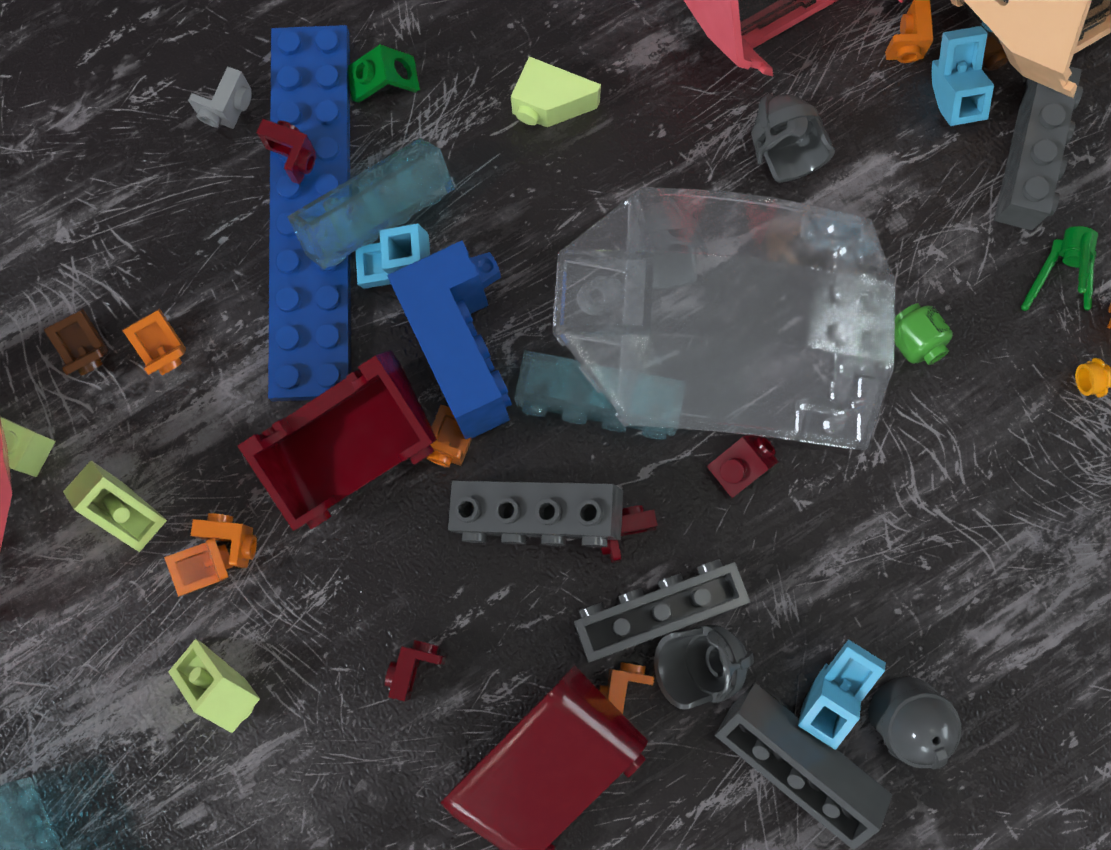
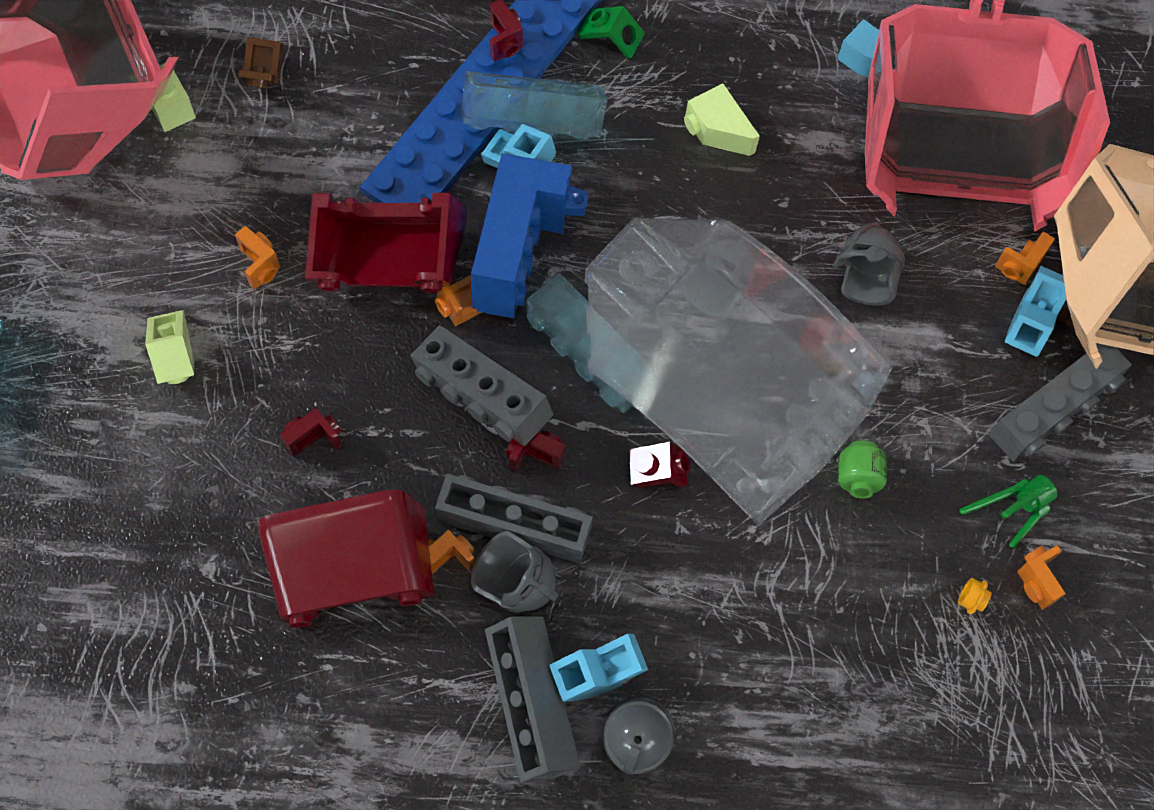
camera: 30 degrees right, 10 degrees down
(113, 506) = (200, 184): yellowish green slope -> none
(156, 343) = (313, 98): orange bracket -> none
(198, 566) = (222, 262): orange bracket -> none

